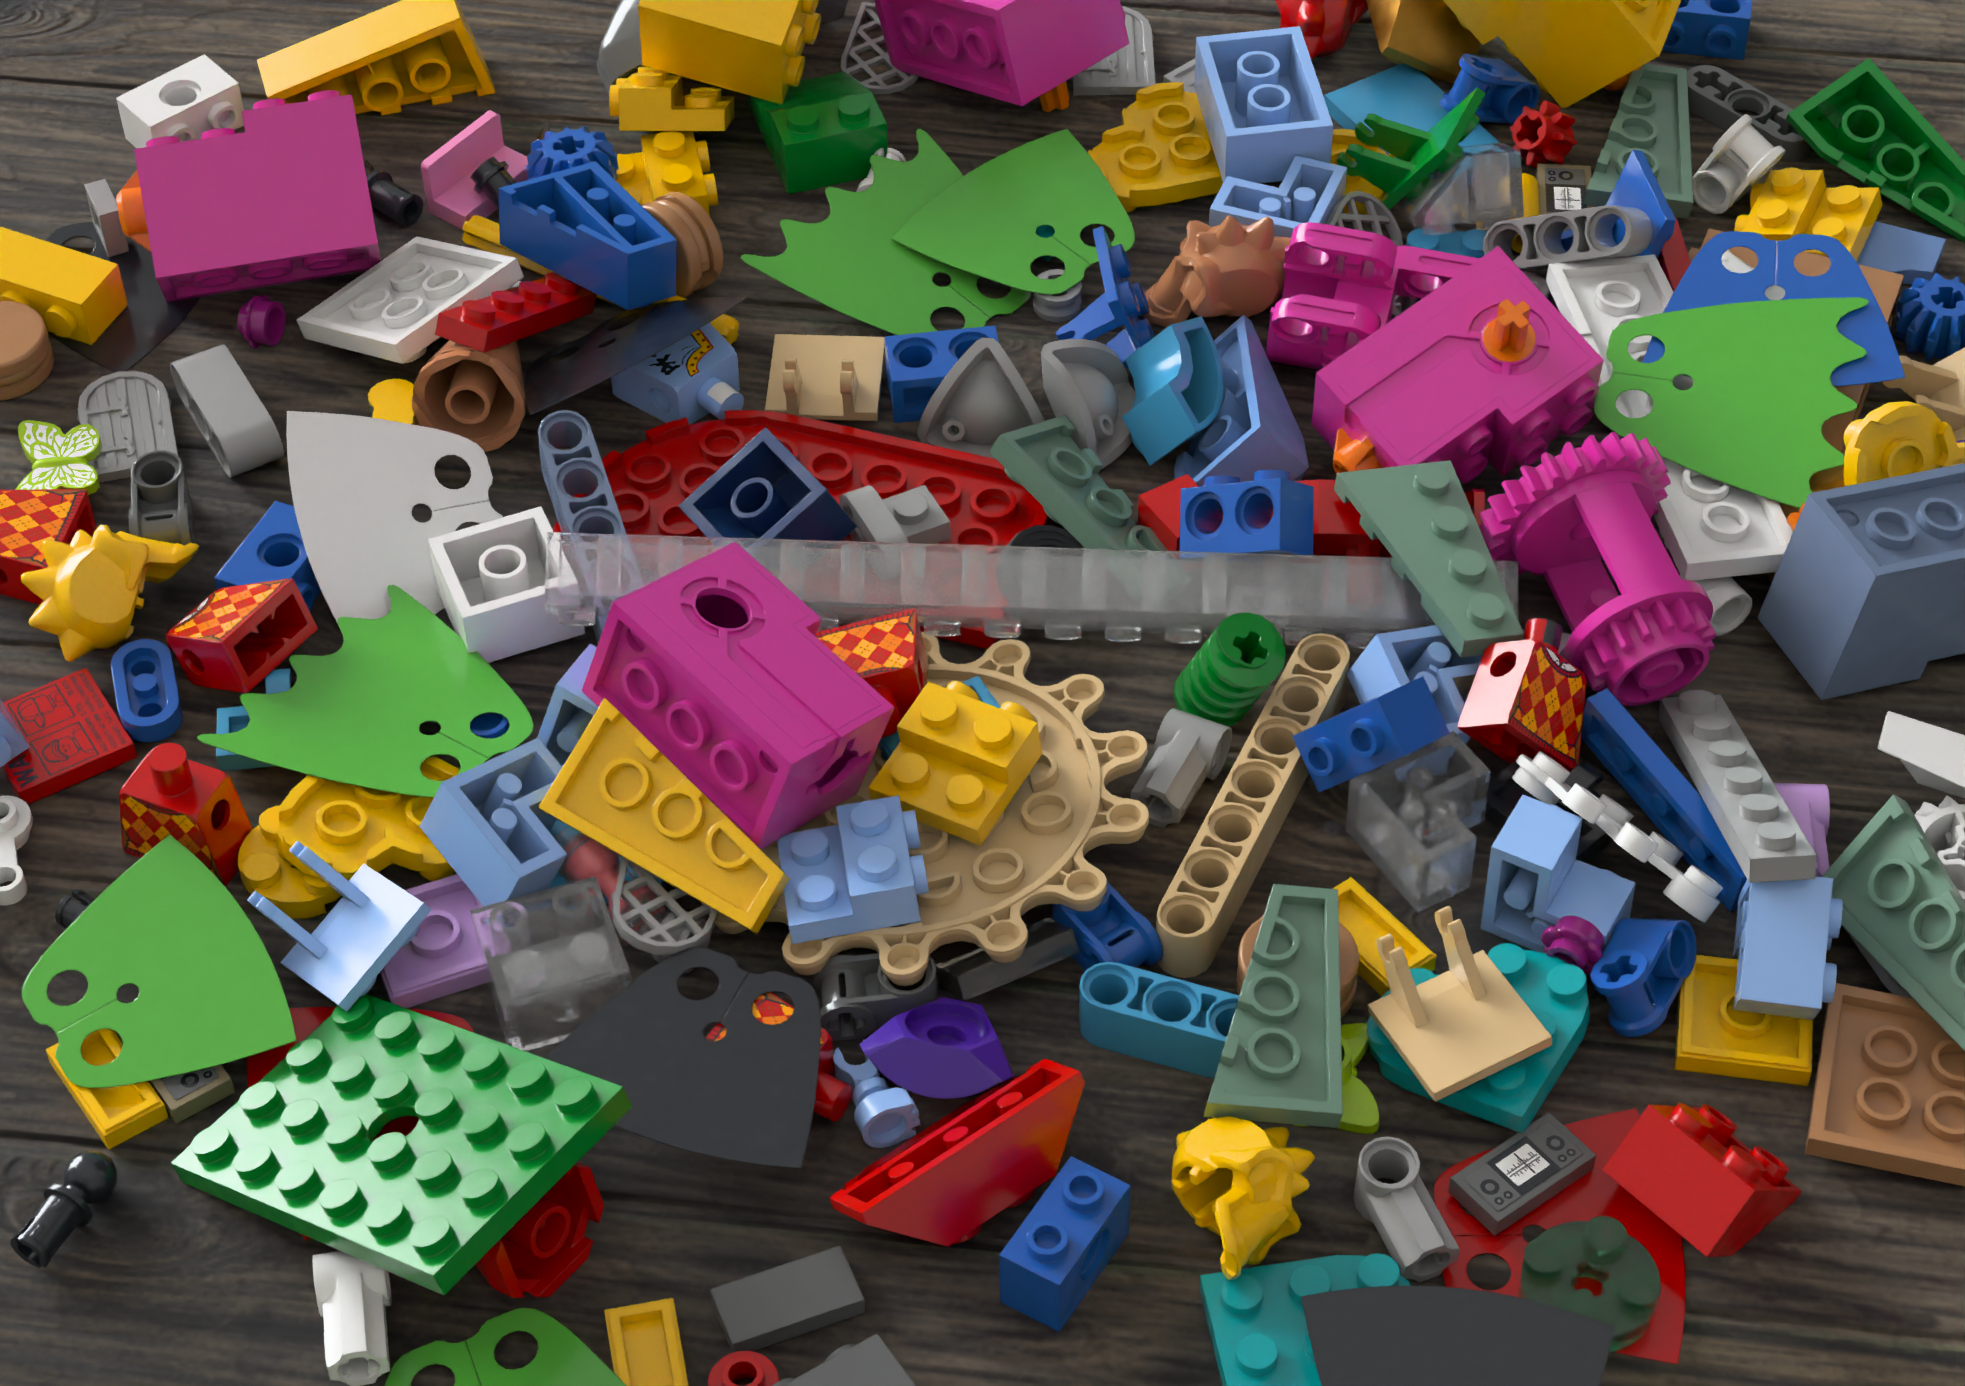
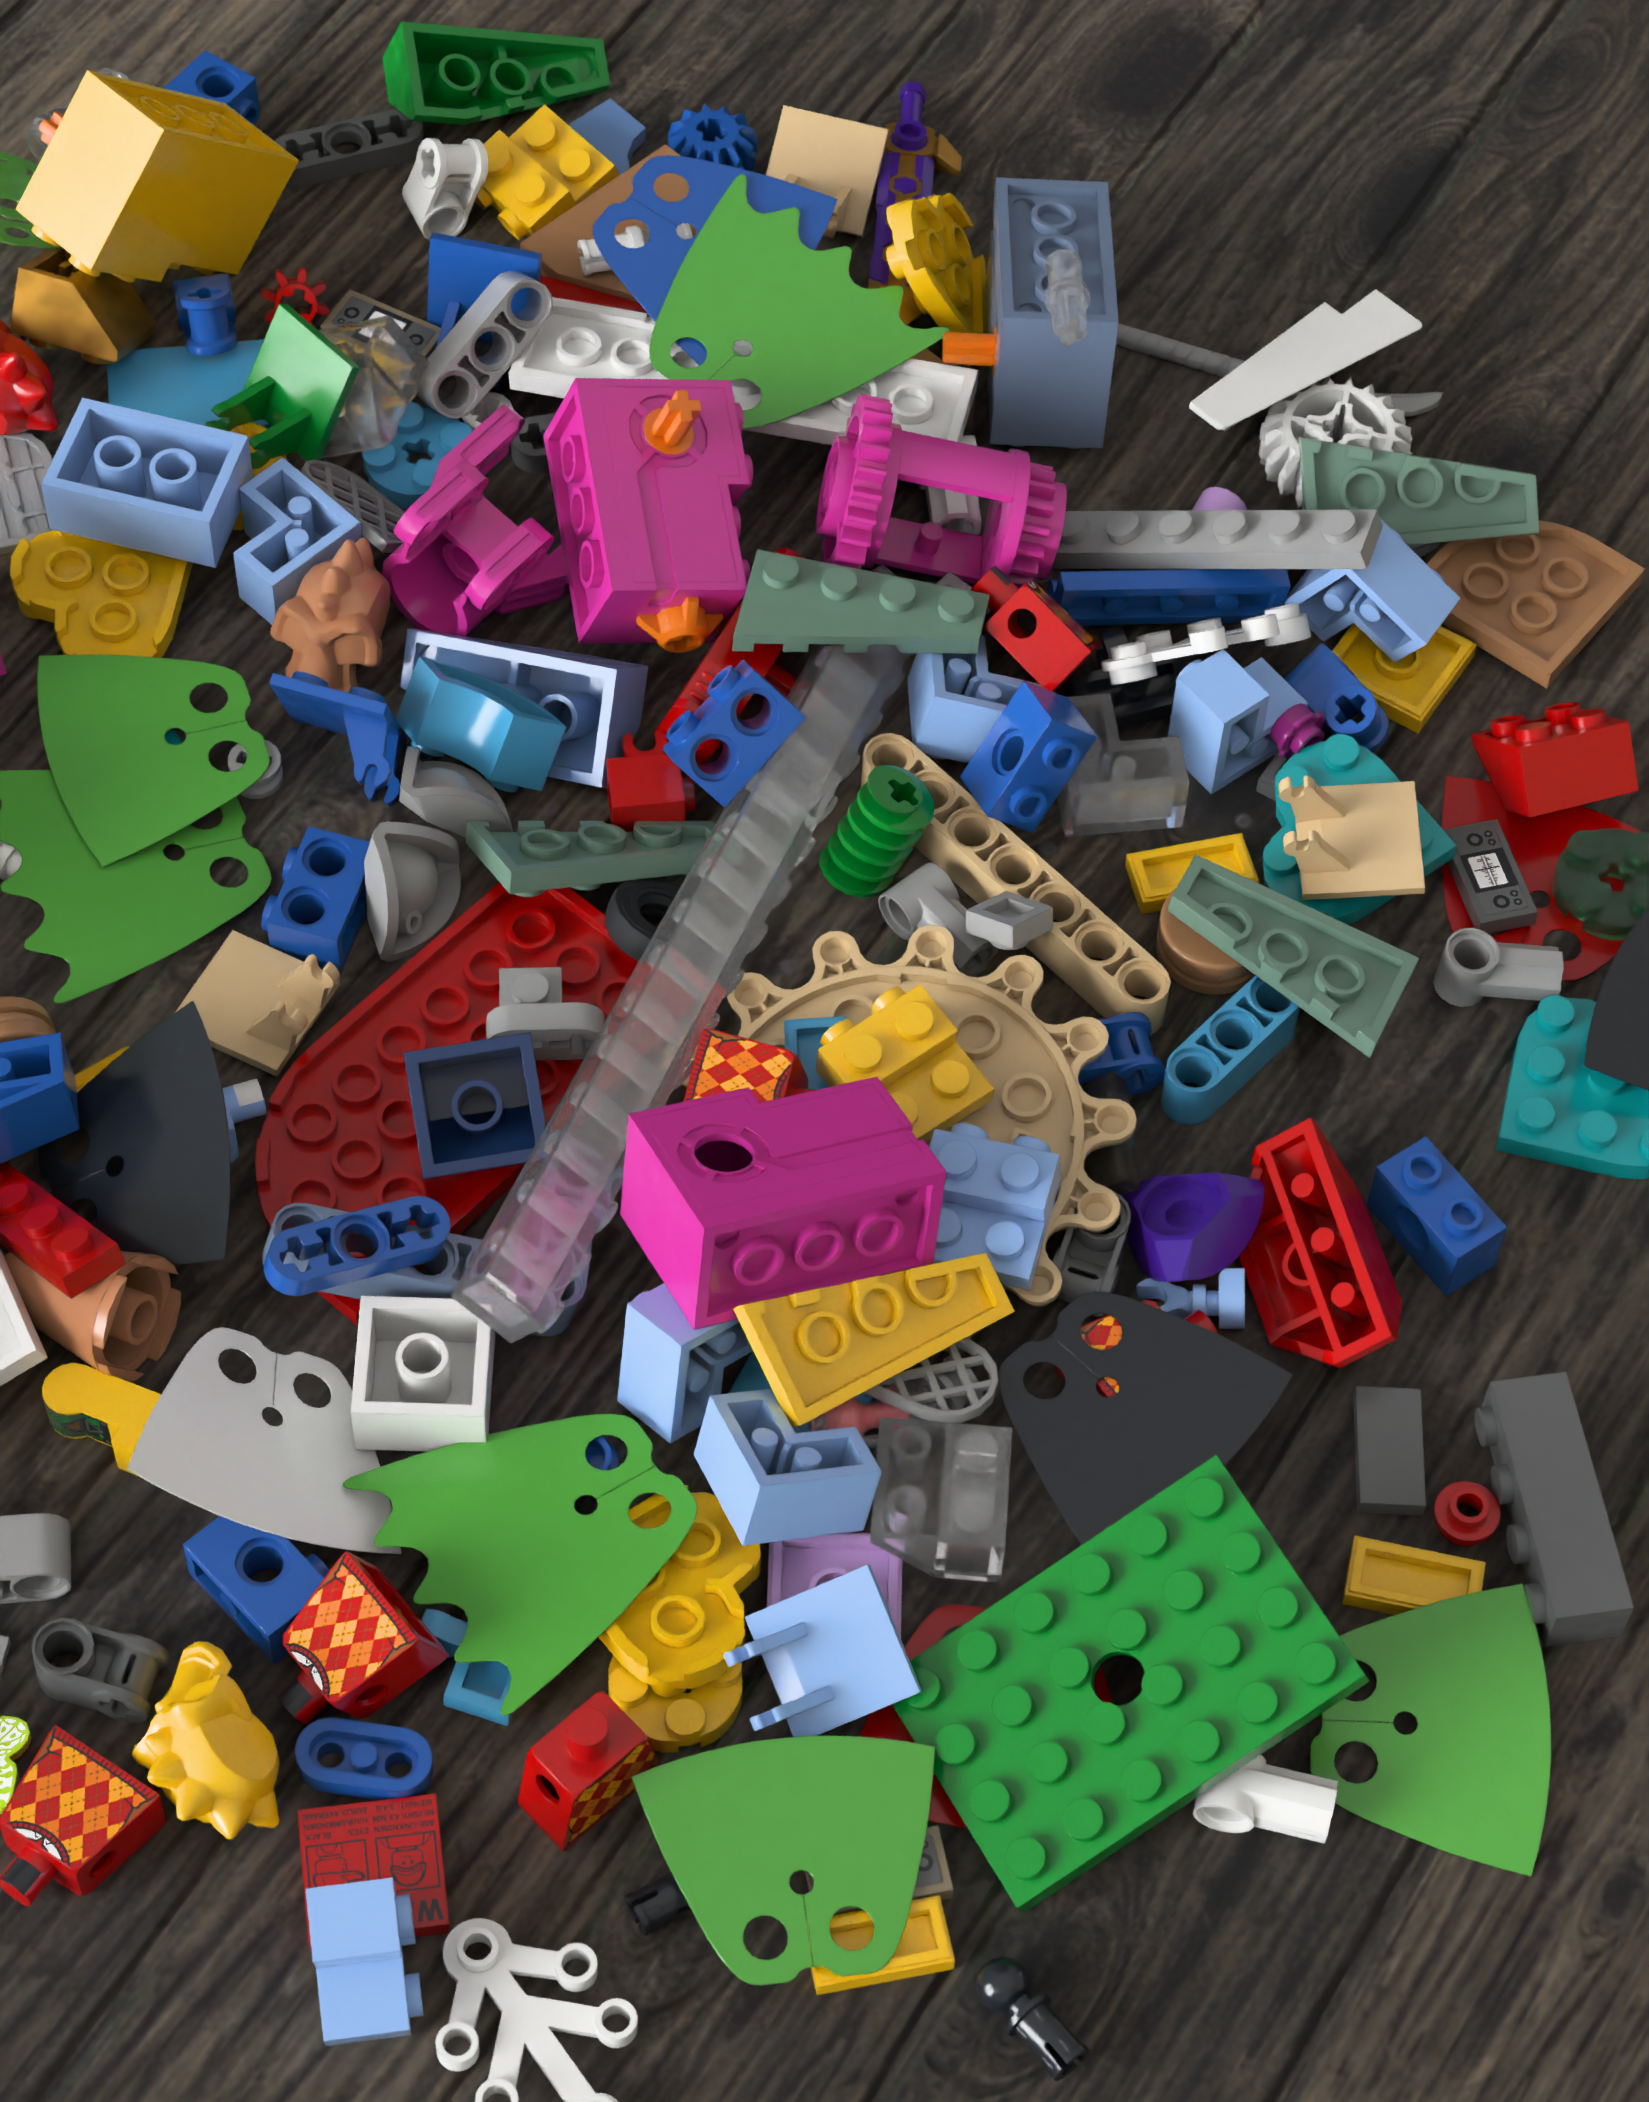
camera: 70 degrees left, 10 degrees up
(572, 491) = (339, 1268): none -> blue beam
(1183, 790) = (1009, 920): none -> light grey plate
(1240, 1186) = (1441, 1066): yellow head -> none
(1655, 121) = (357, 240): sand green wing -> none
(1861, 520) = (1067, 296): none -> clear axle

